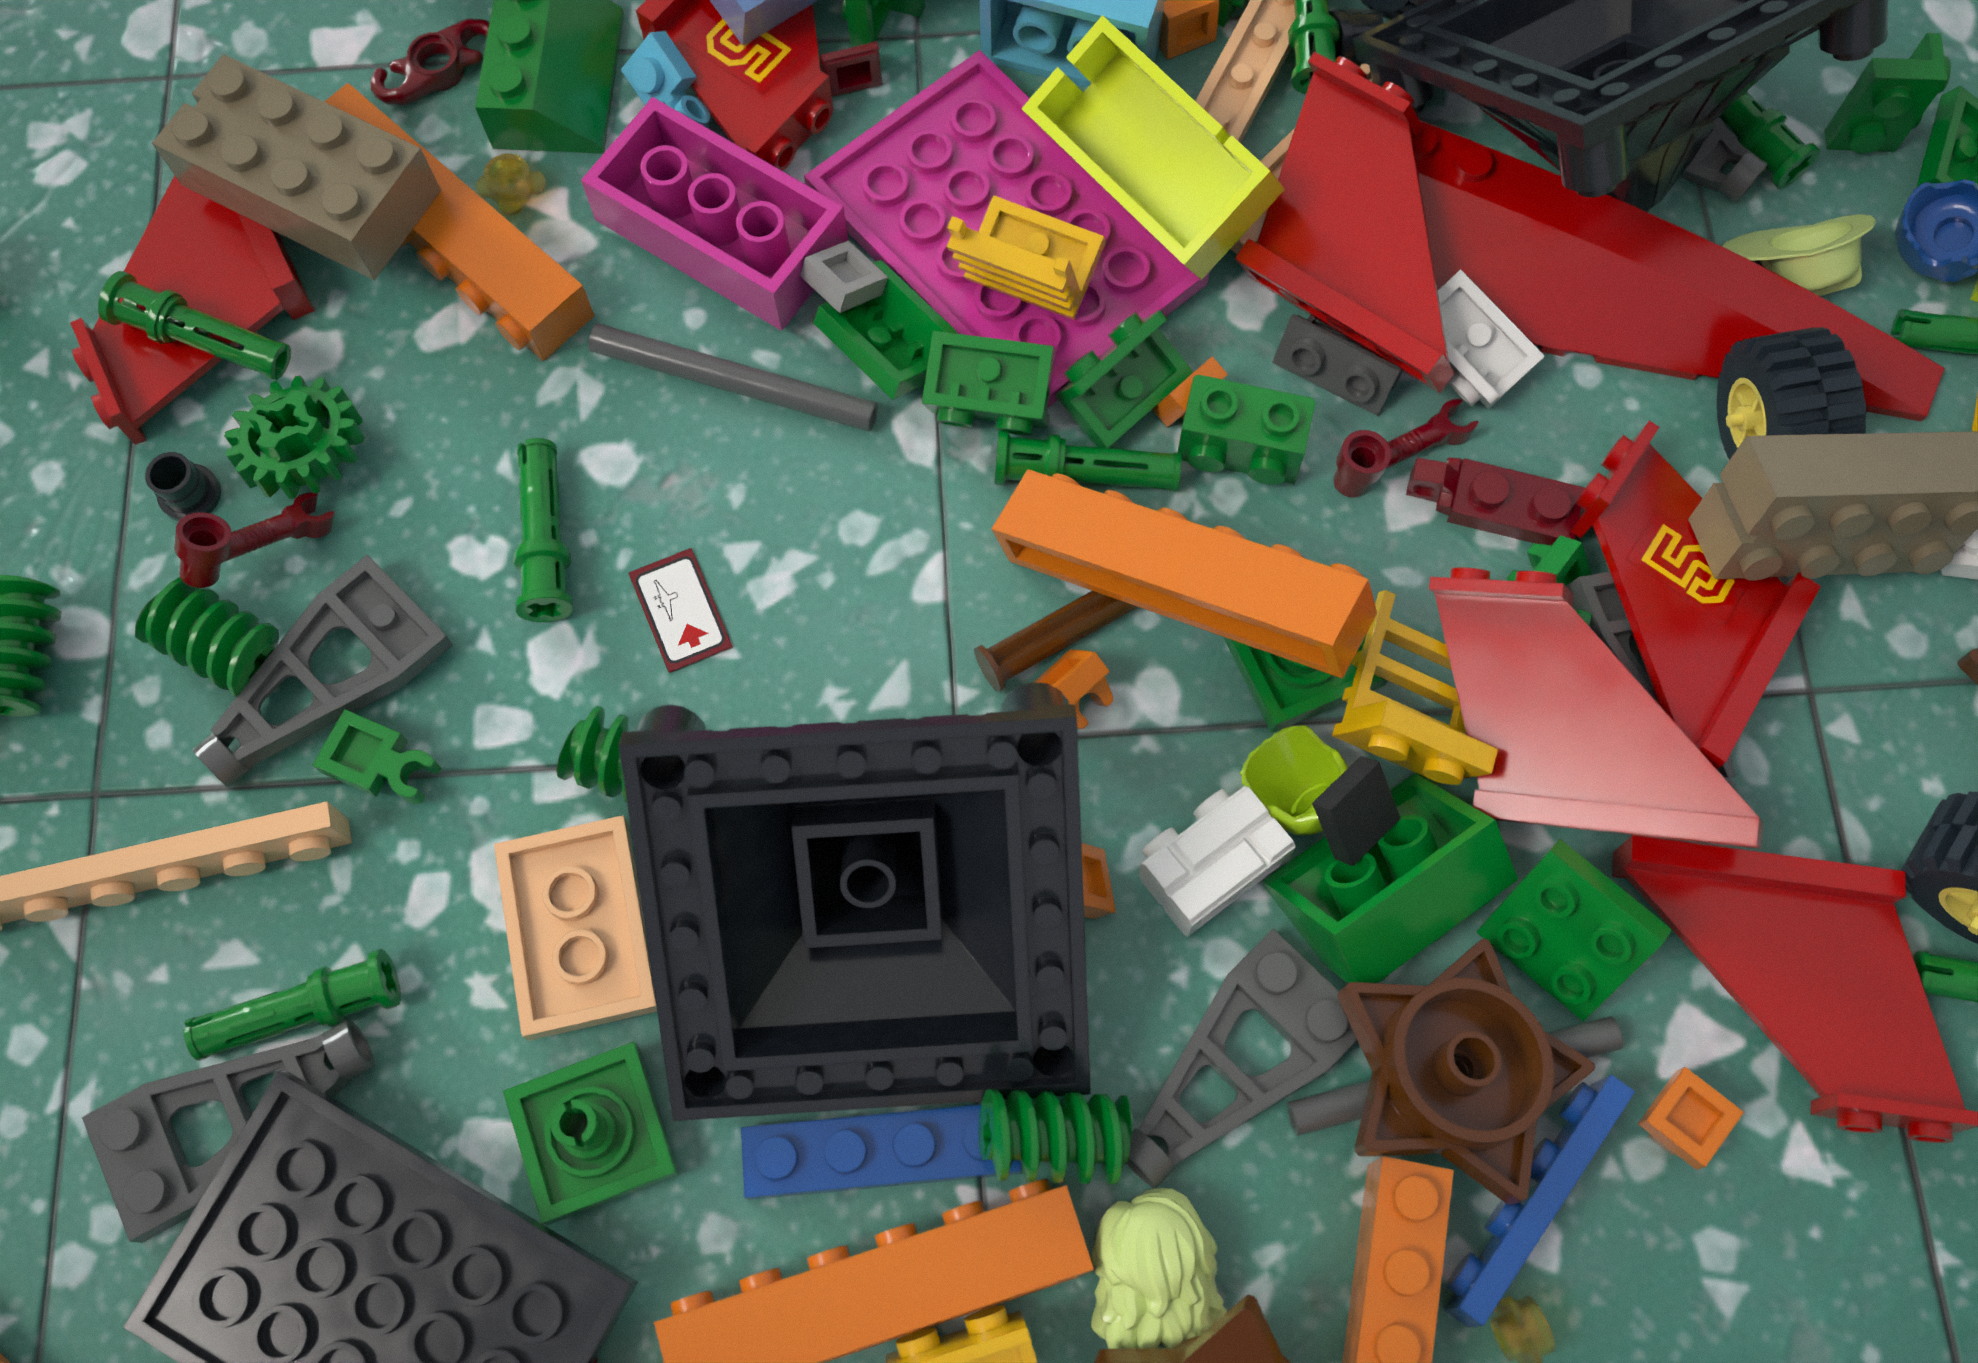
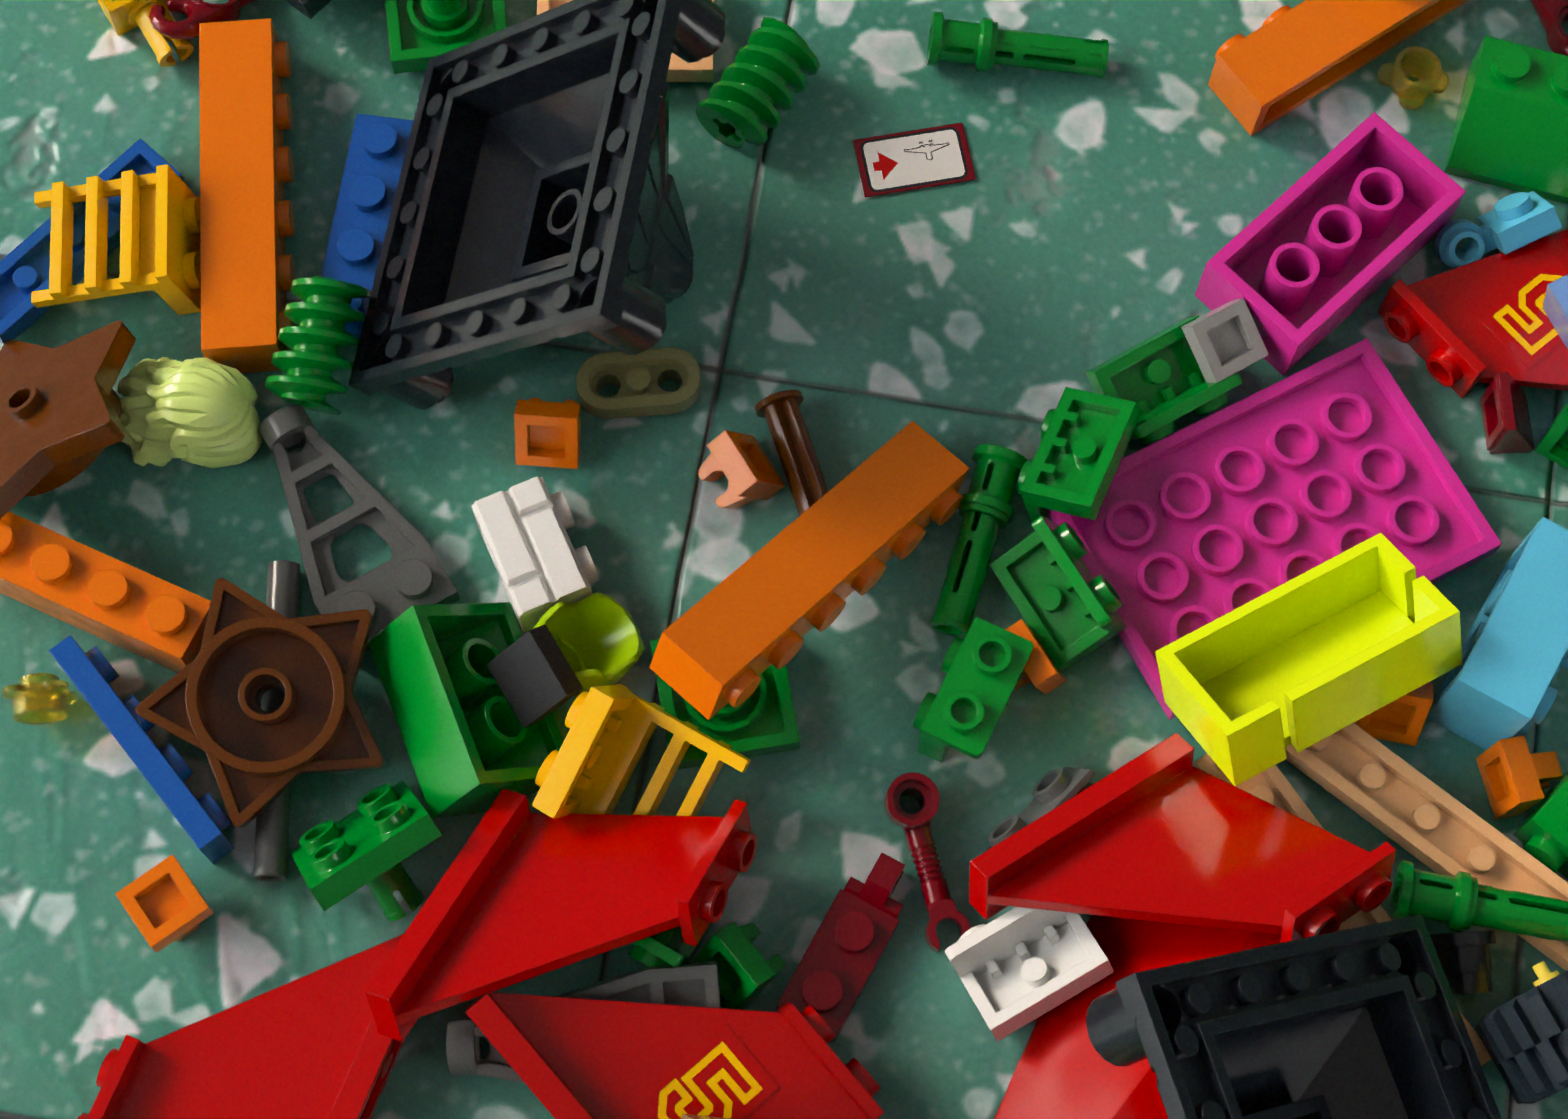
camera: 100 degrees right, 0 degrees up
(733, 377) = (1148, 243): dark grey piece -> none
(1028, 256) = (1197, 508): yellow plate -> none

